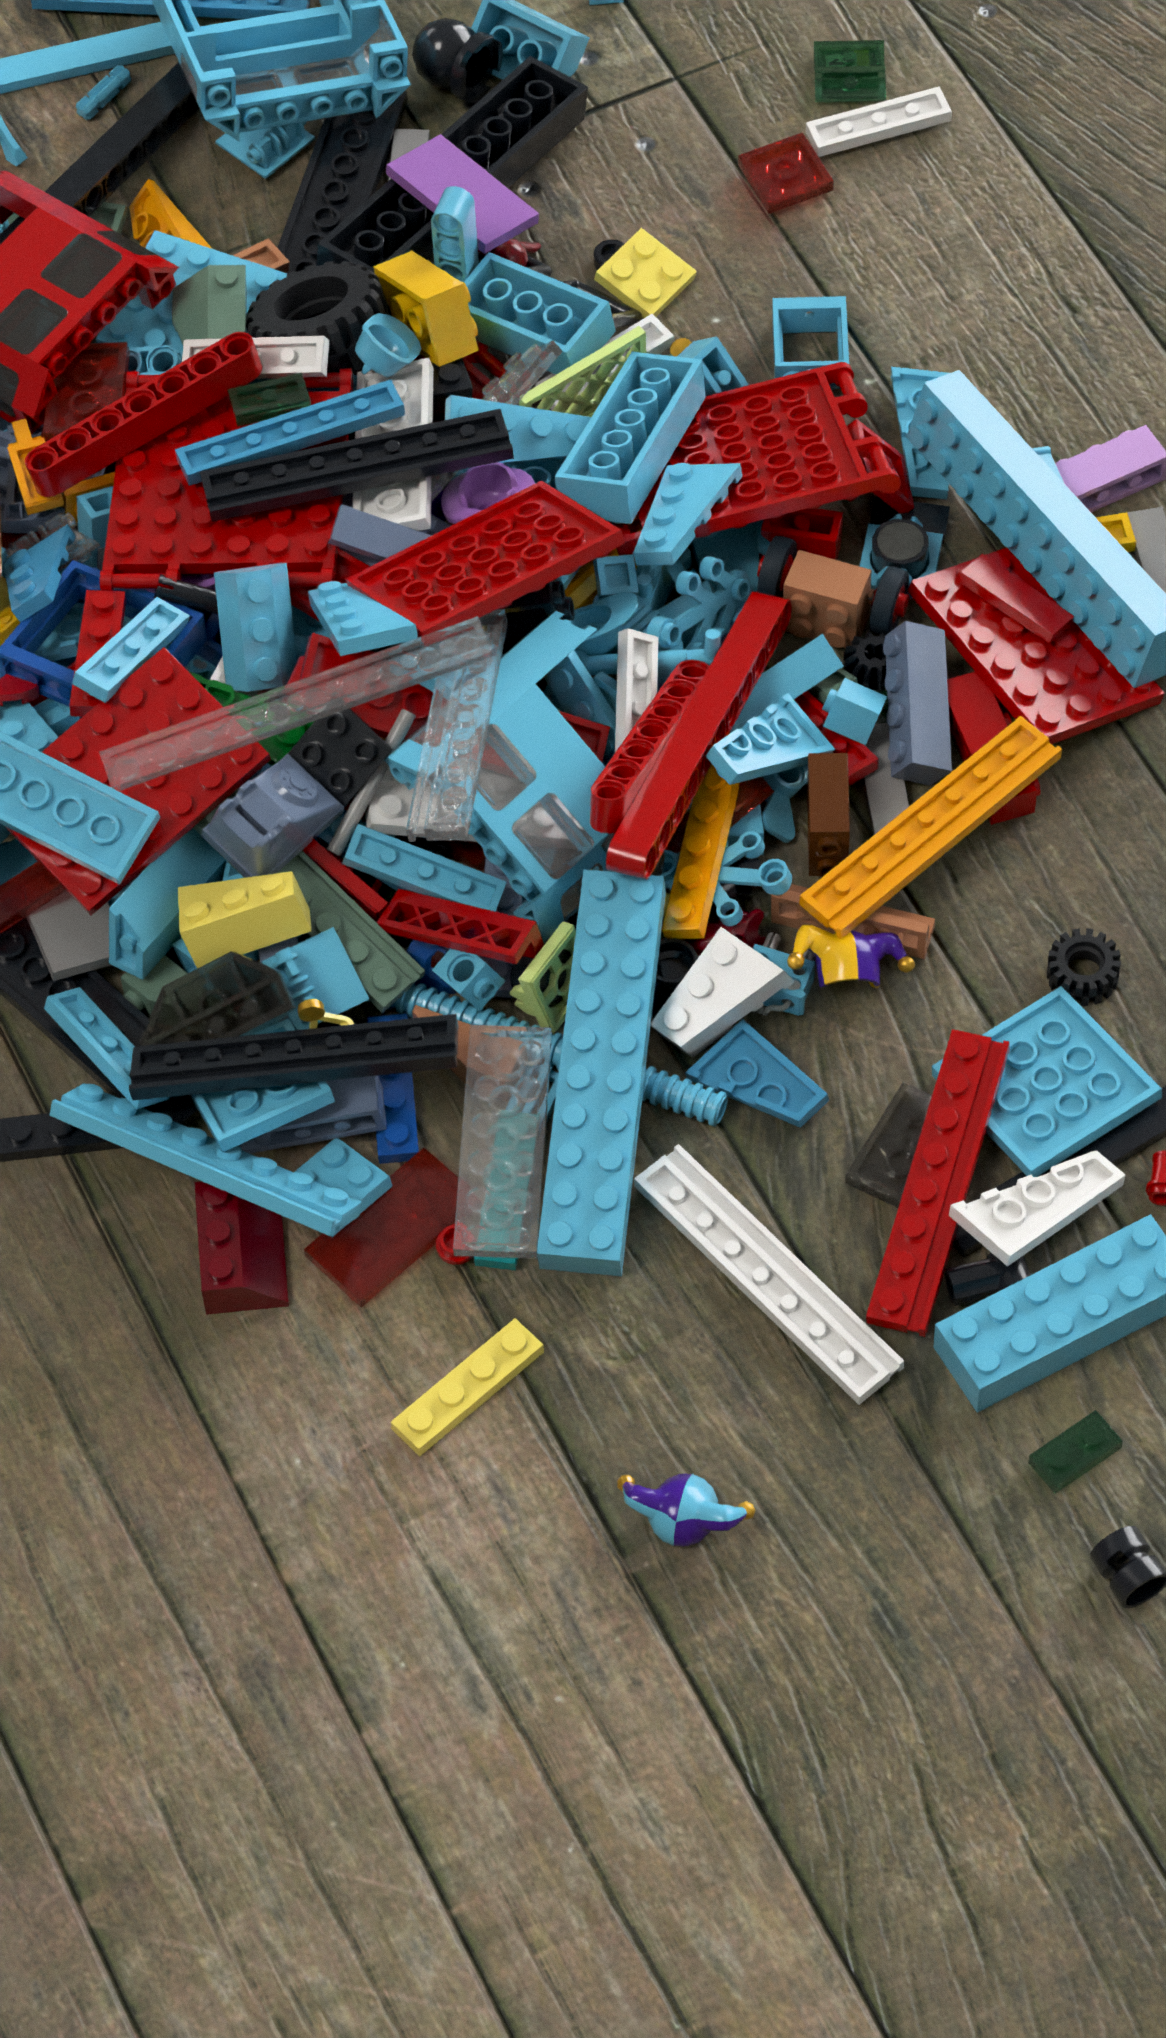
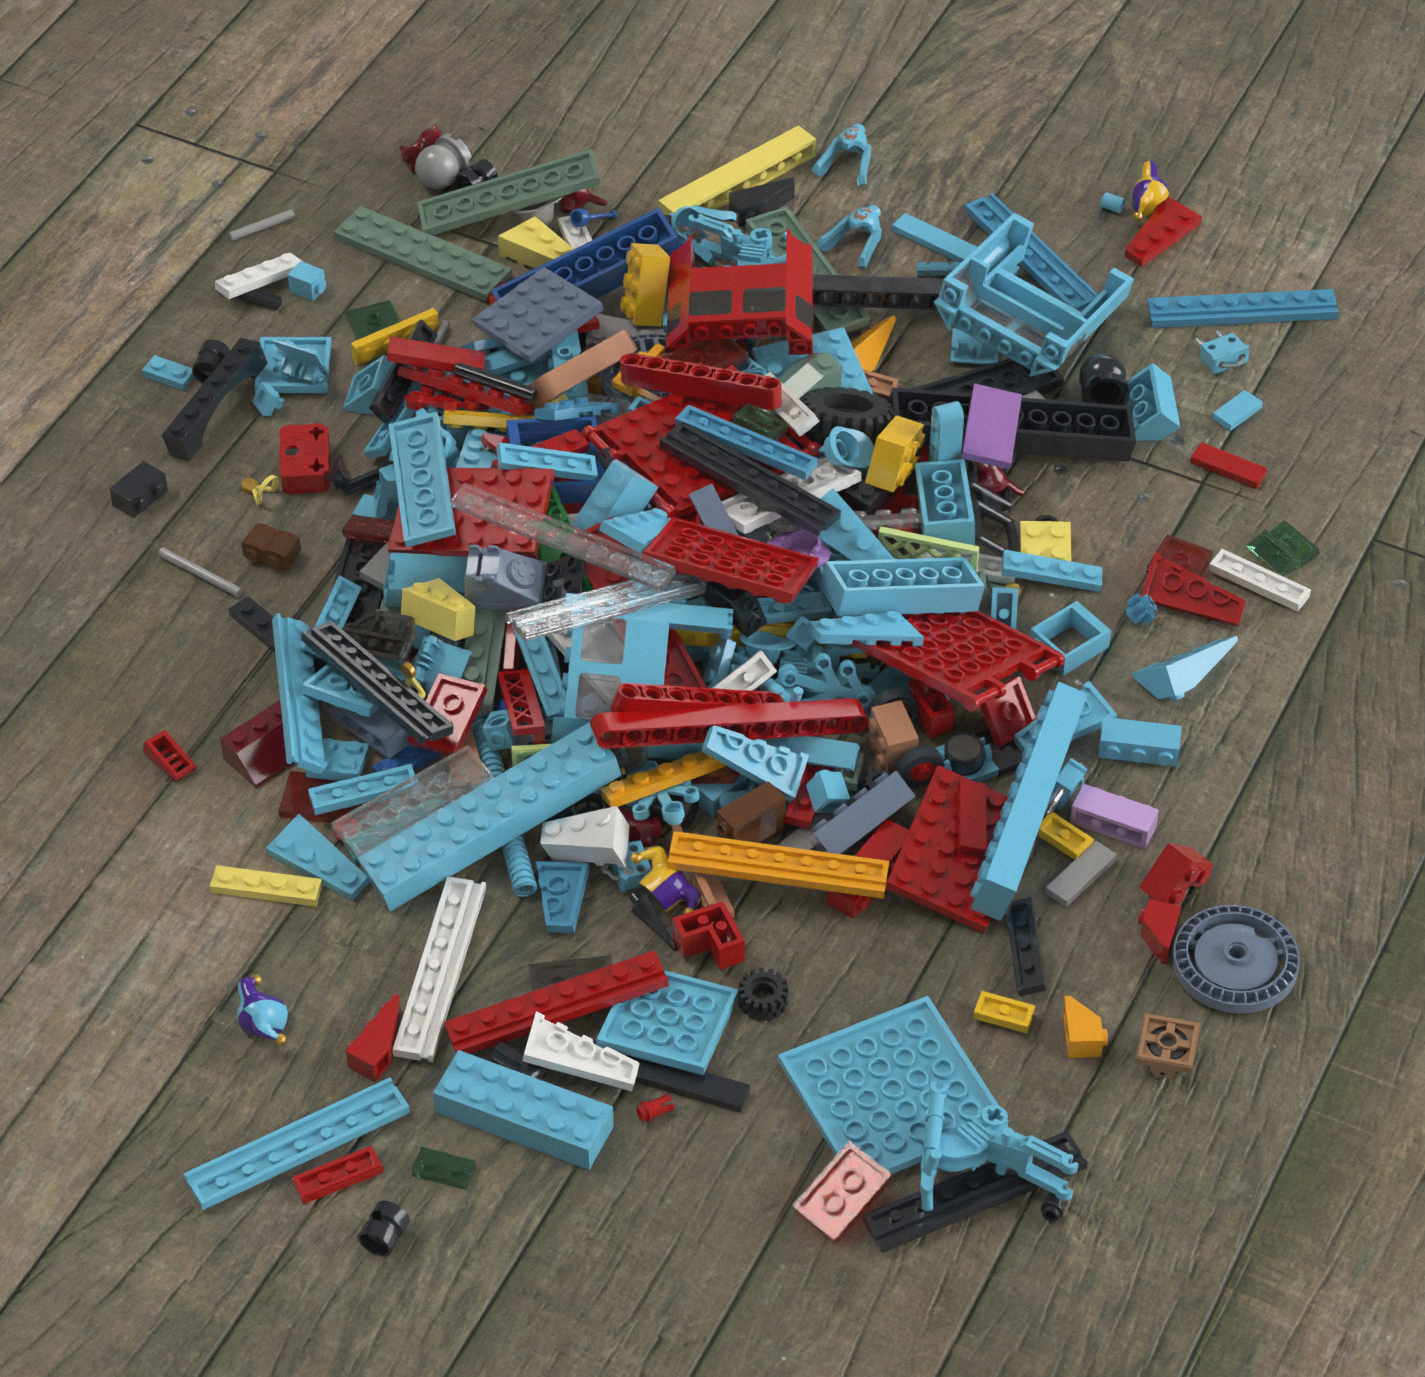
camera: 50 degrees right, 10 degrees down
(143, 1386) = (162, 739): none -> red slope
(386, 992) = (458, 703): none -> plate
(417, 1185) = (357, 789): none -> medium azure plate
(463, 1306) = (314, 856): none -> medium azure wing
(678, 36) = (1228, 465): none -> red tile
(693, 294) = (1051, 570): none -> medium azure plate
(828, 251) = (1141, 609): none -> dark azure gear
(836, 197) = (1189, 593): none -> red wing
(836, 1408) = (373, 1048): none -> red slope
(858, 1007) = (646, 912): none -> black piece
(916, 1590) = (296, 1143): none -> medium azure plate
(951, 275) = (1183, 670): none -> medium azure wedge
(964, 953) = (710, 930): none -> red brick
(994, 1573) = (337, 1175): none -> red tile
(1027, 374) = (1140, 741): none -> medium azure brick

